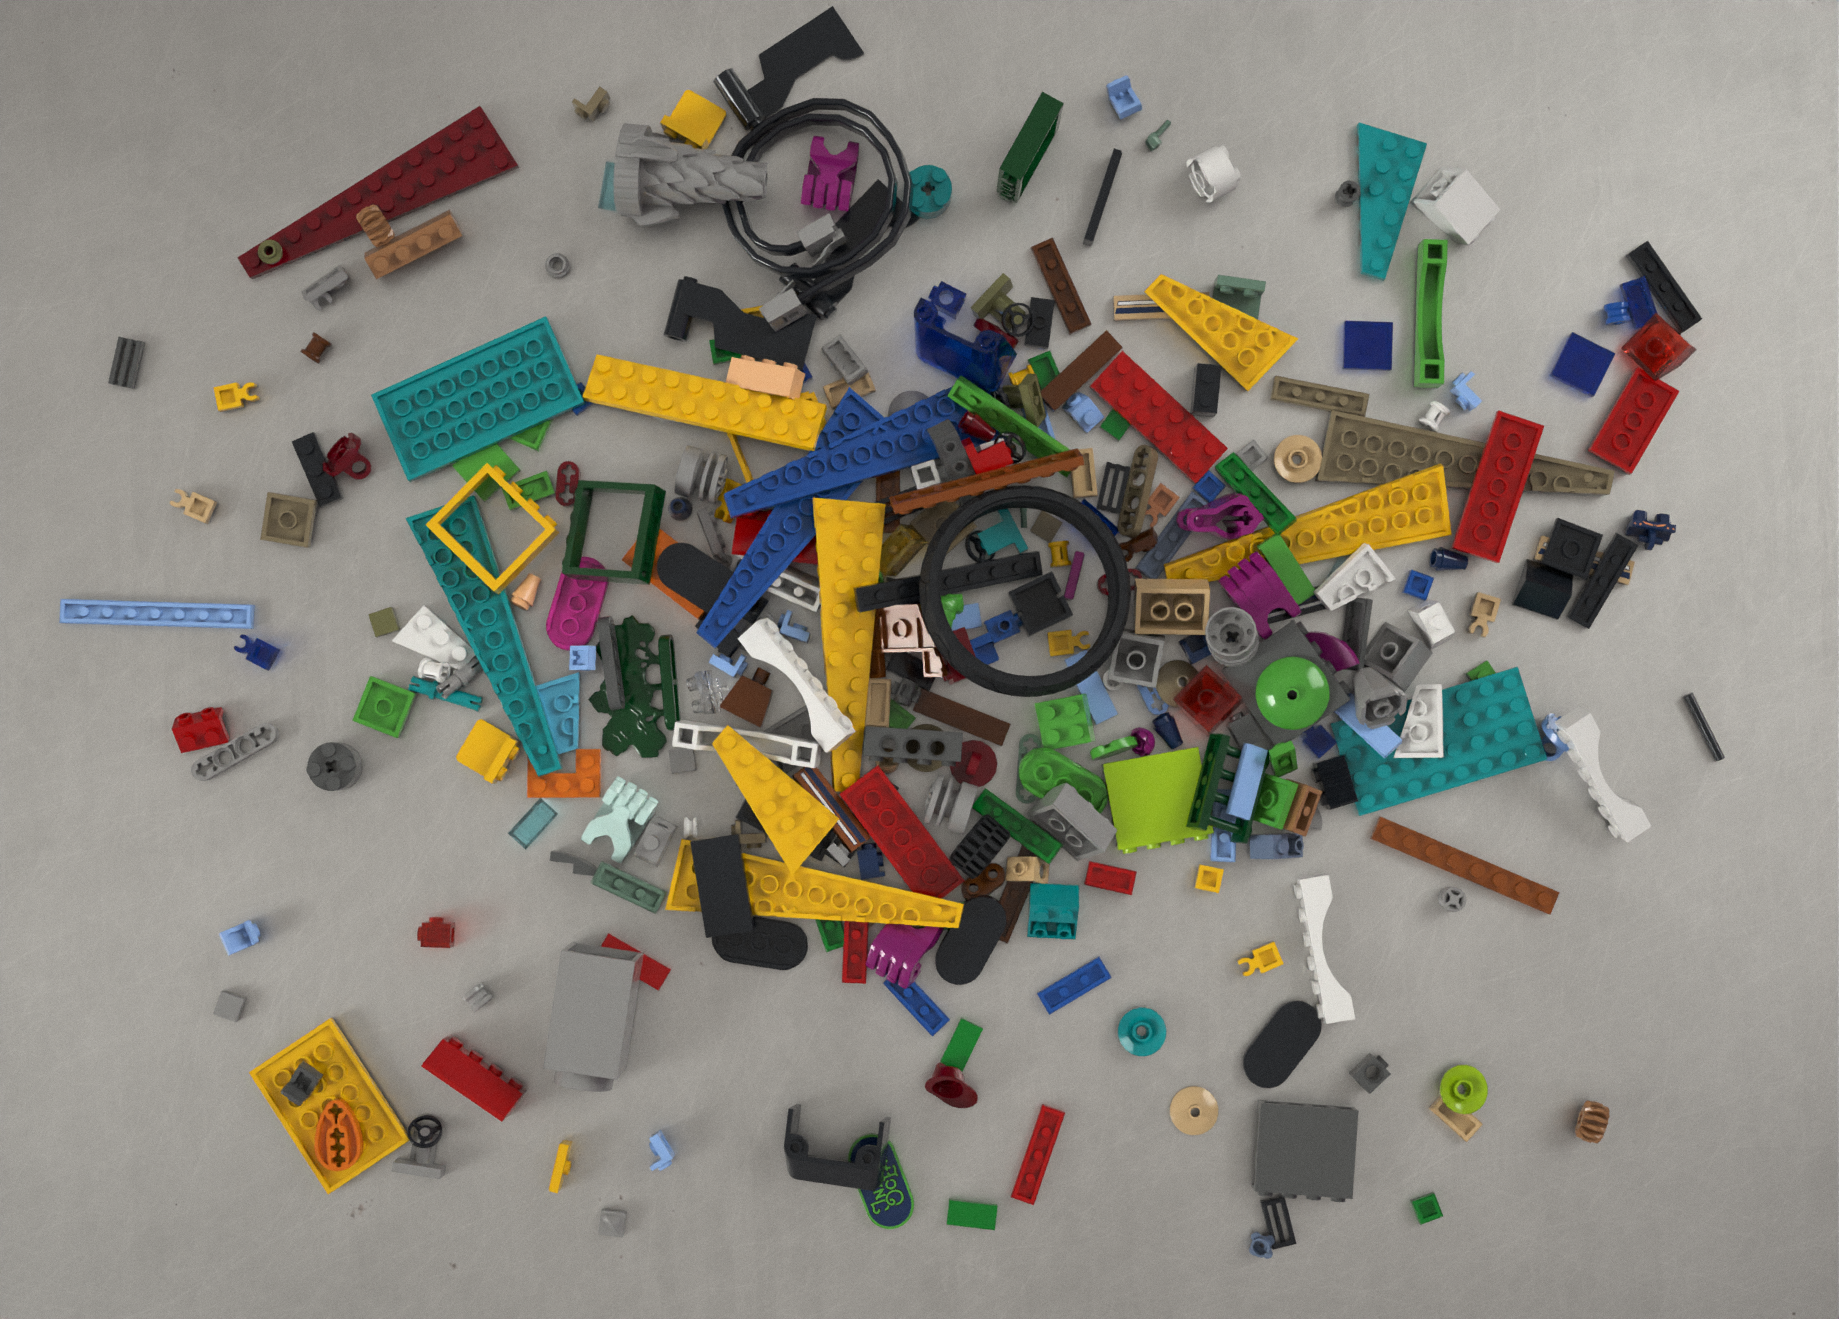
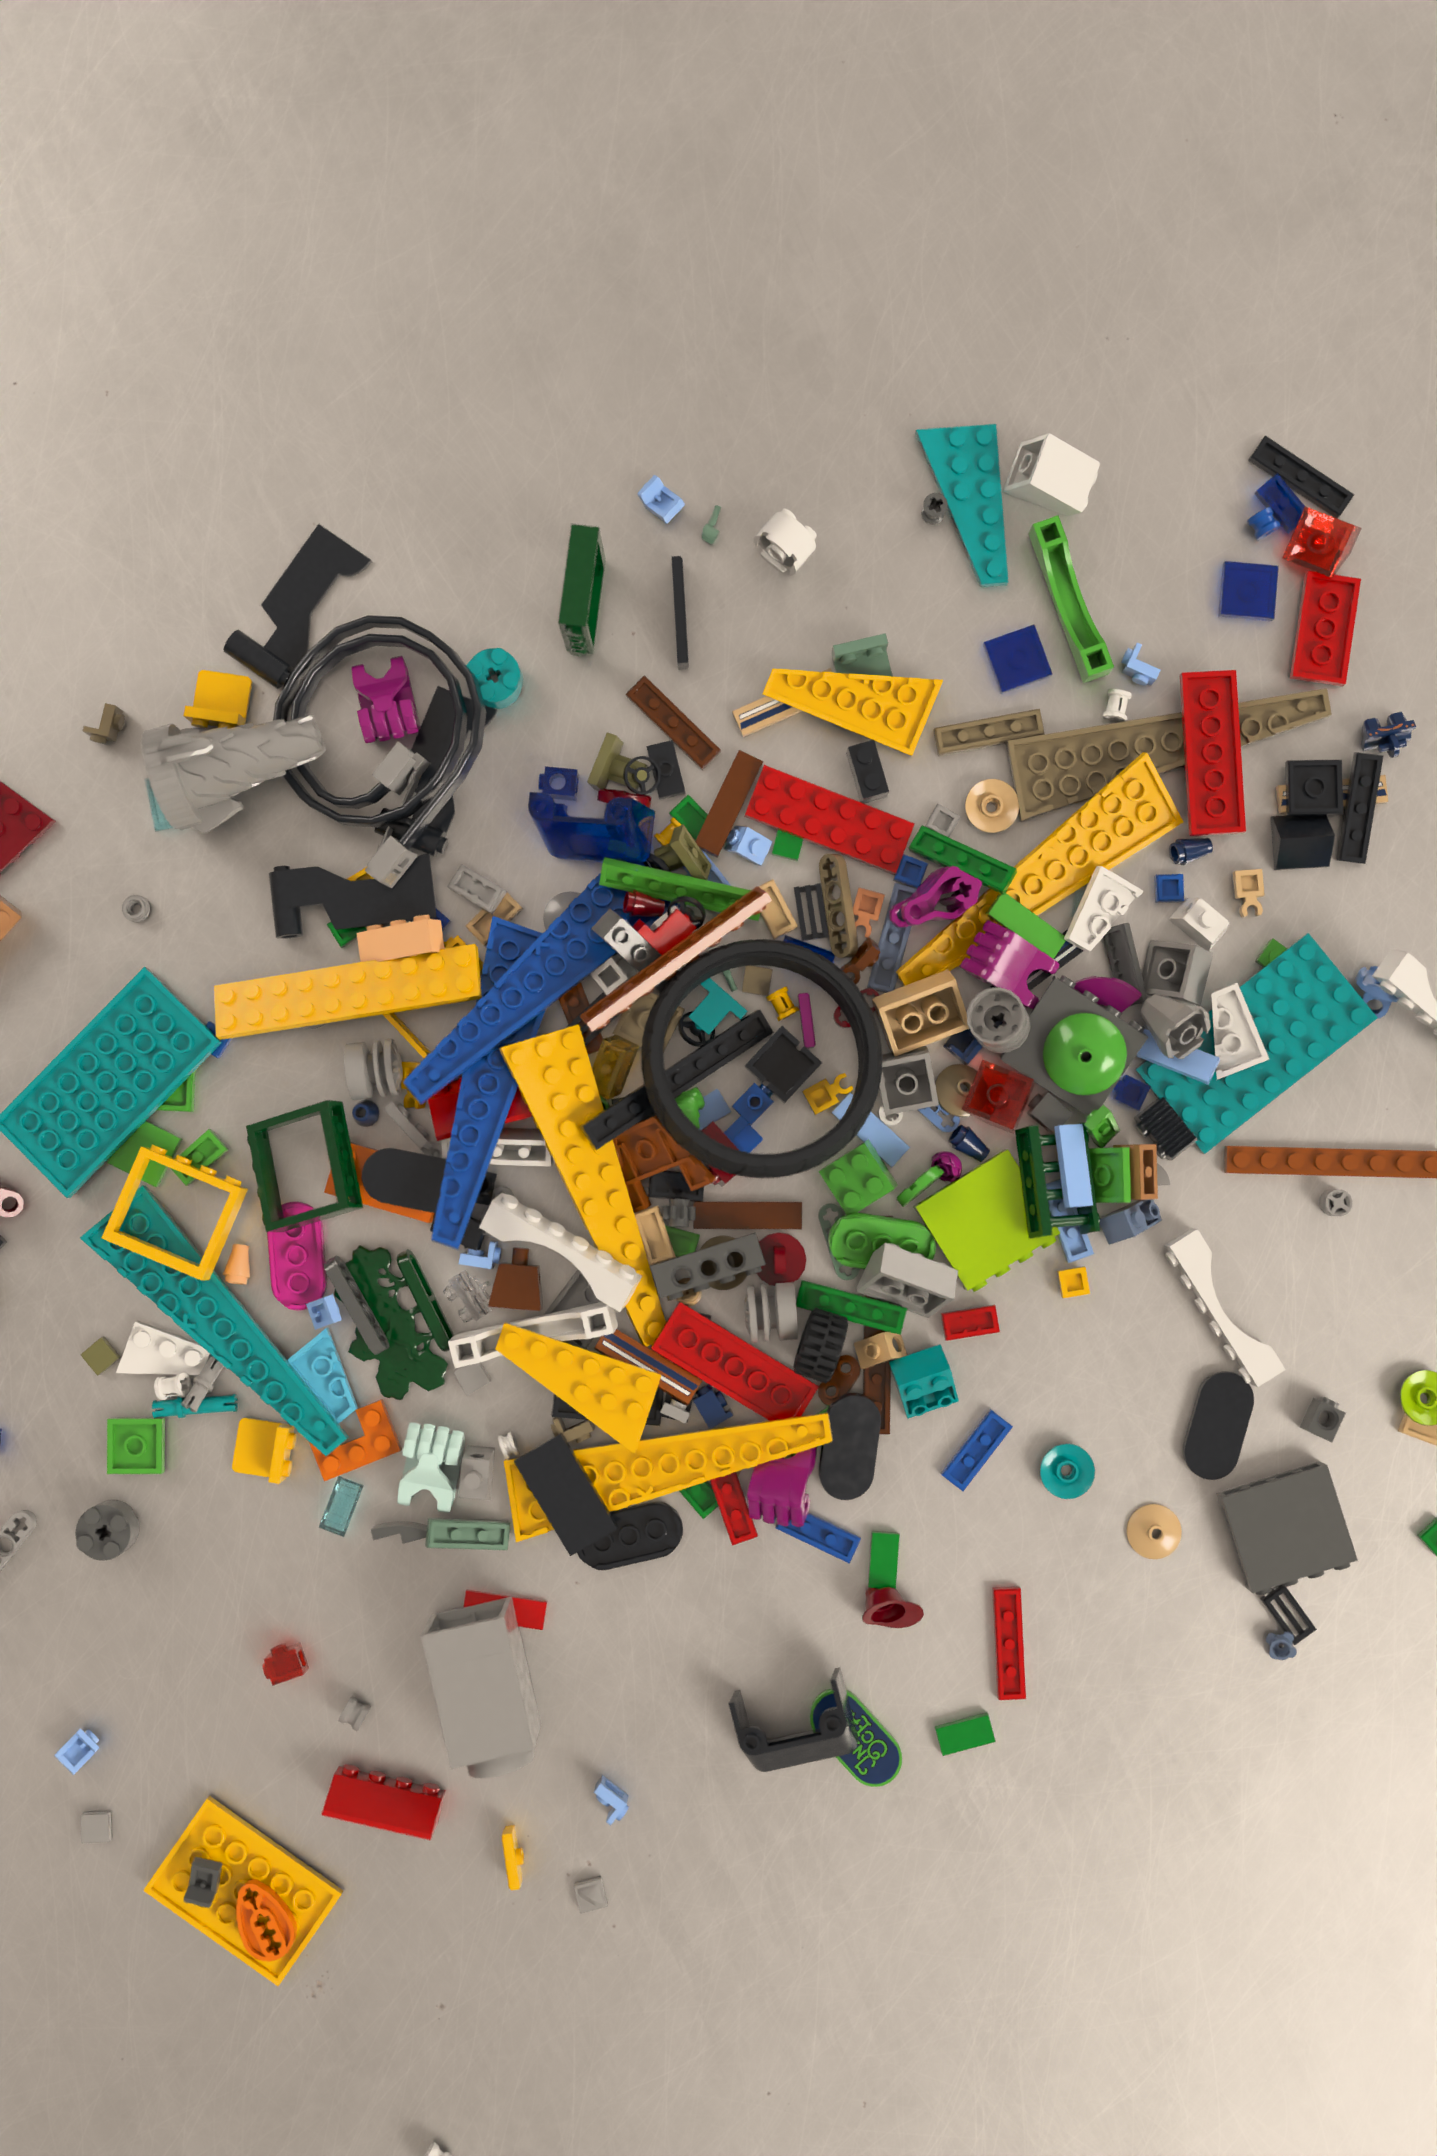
camera: 20 degrees left, 0 degrees up
(422, 1151) = (361, 1901): light grey piece -> none
(562, 483) = (231, 1136): dark red beam -> none
(796, 632) = (539, 1193): light blue bracket -> none
(1264, 958) = (1164, 1343): yellow plate -> none

